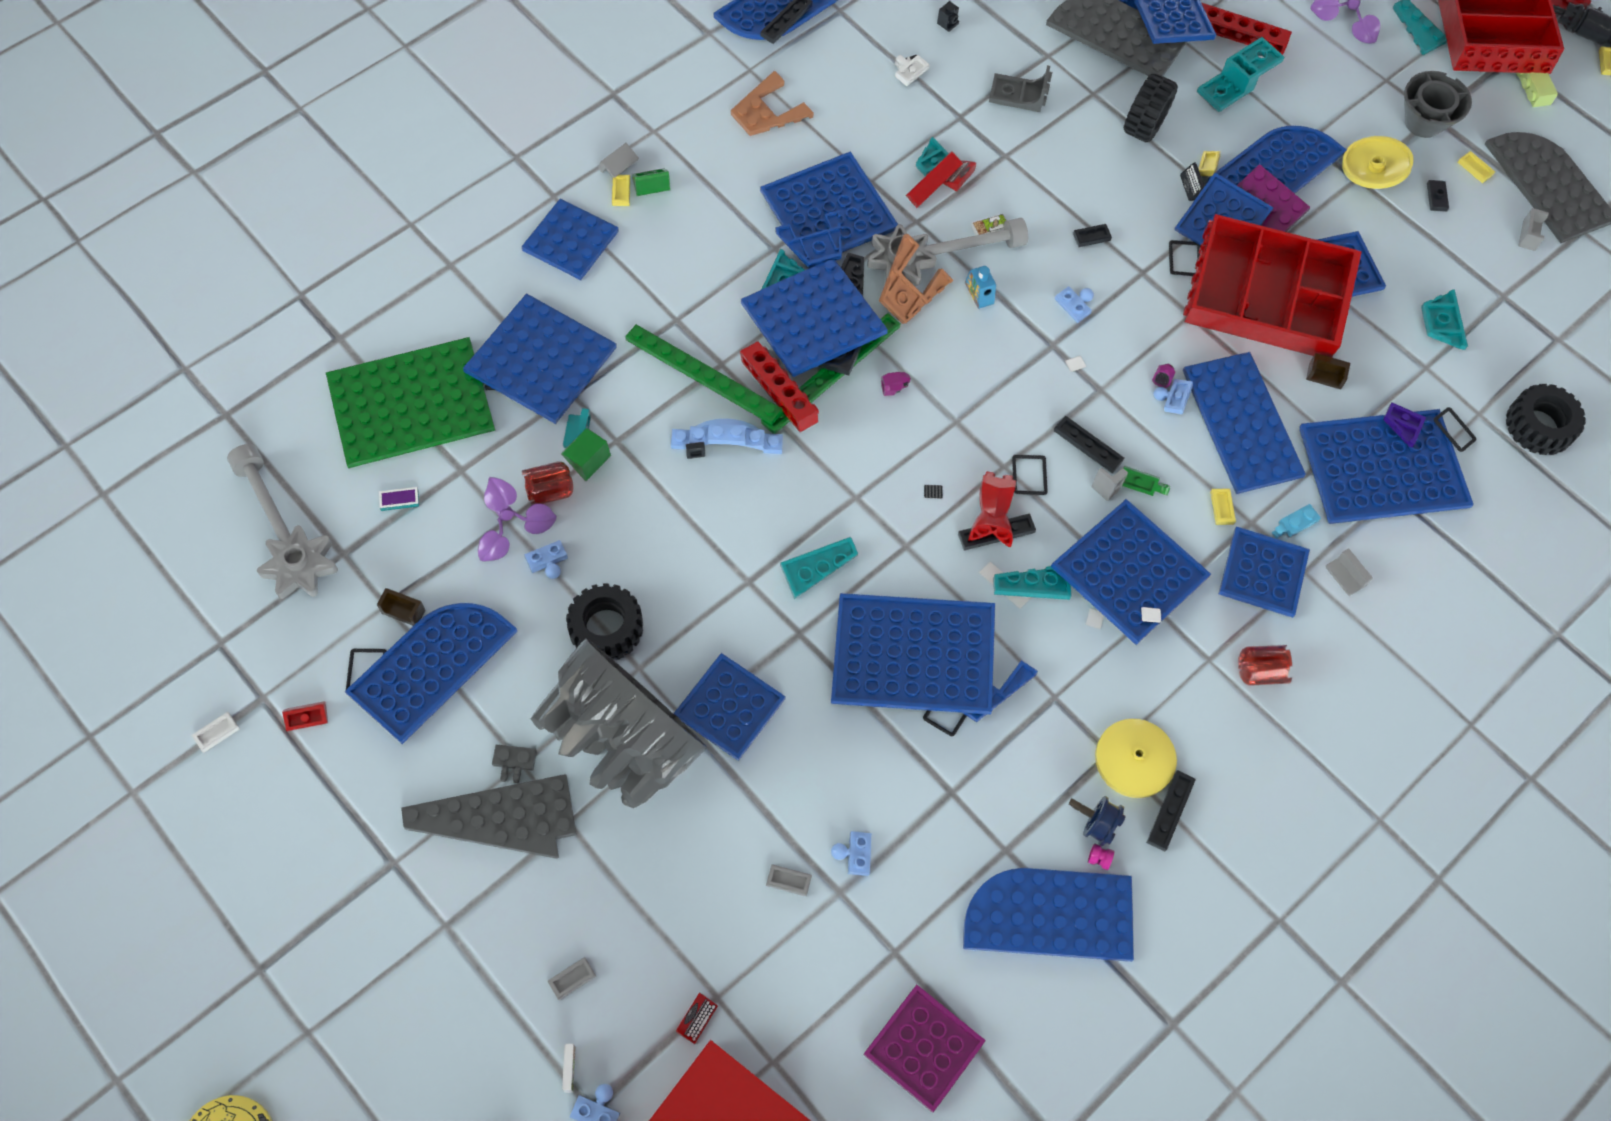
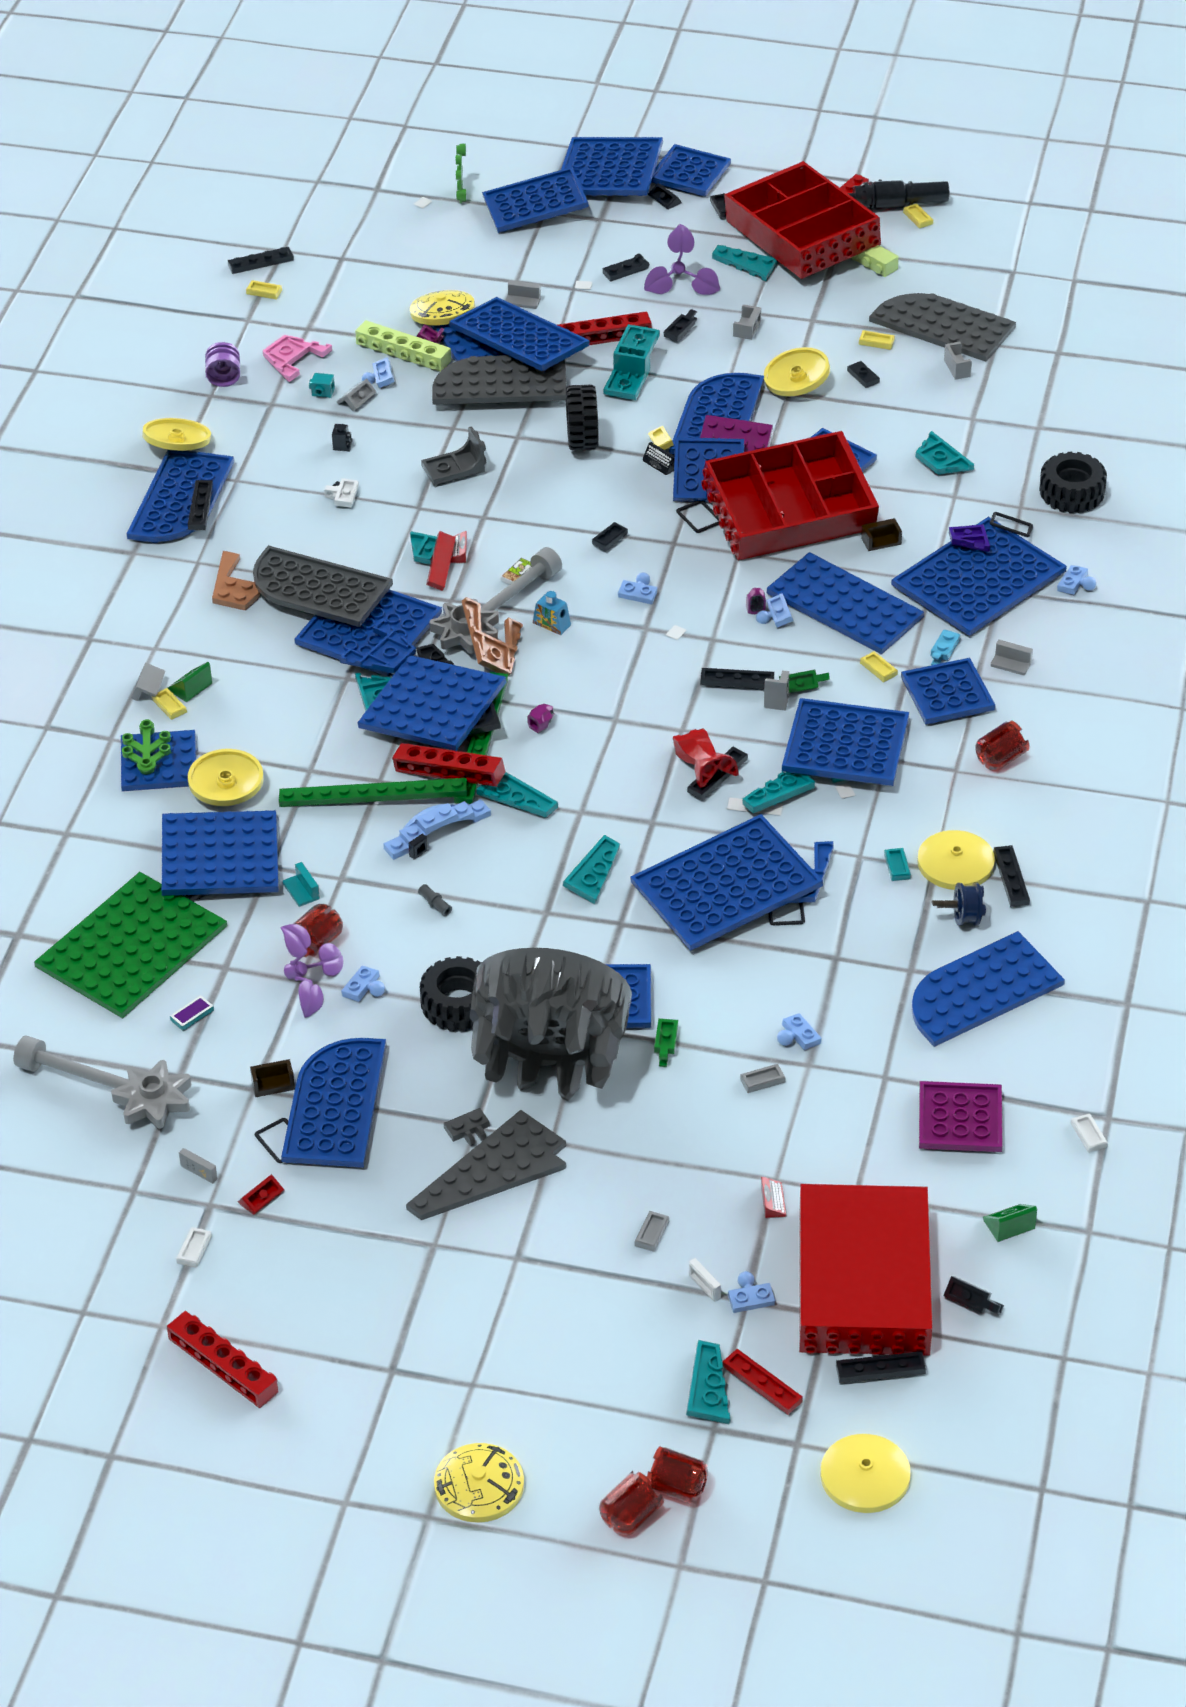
camera: 30 degrees left, 20 degrees down
(132, 855) = (222, 1359): none -> red brick
(279, 655) = (198, 1165): none -> light grey tile
(563, 224) = (146, 764): none -> bright green plant
(587, 453) = (329, 889): green slope -> none
(600, 288) = (225, 777): none -> light yellow dish
(667, 512) = (435, 900): none -> dark grey pin
(738, 783) = (665, 1039): none -> green plate
(816, 148) = (318, 586): none -> dark grey plate
(816, 450) = (519, 795): none -> teal wing
(933, 491) = (640, 775): black sticker -> none
(1044, 474) = (716, 714): black piece -> none
(1080, 728) = (897, 864): none -> teal tile
(1101, 856) = (985, 931): dark pink wheel -> none
(1151, 614) = (887, 758): white sticker -> none
(1313, 60) = (680, 326): none -> black plate
(1374, 89) = (748, 323): none -> light grey panel
(1434, 103) = (808, 307): dark grey cone -> none
(1472, 521) = (1074, 578): none -> light blue plate

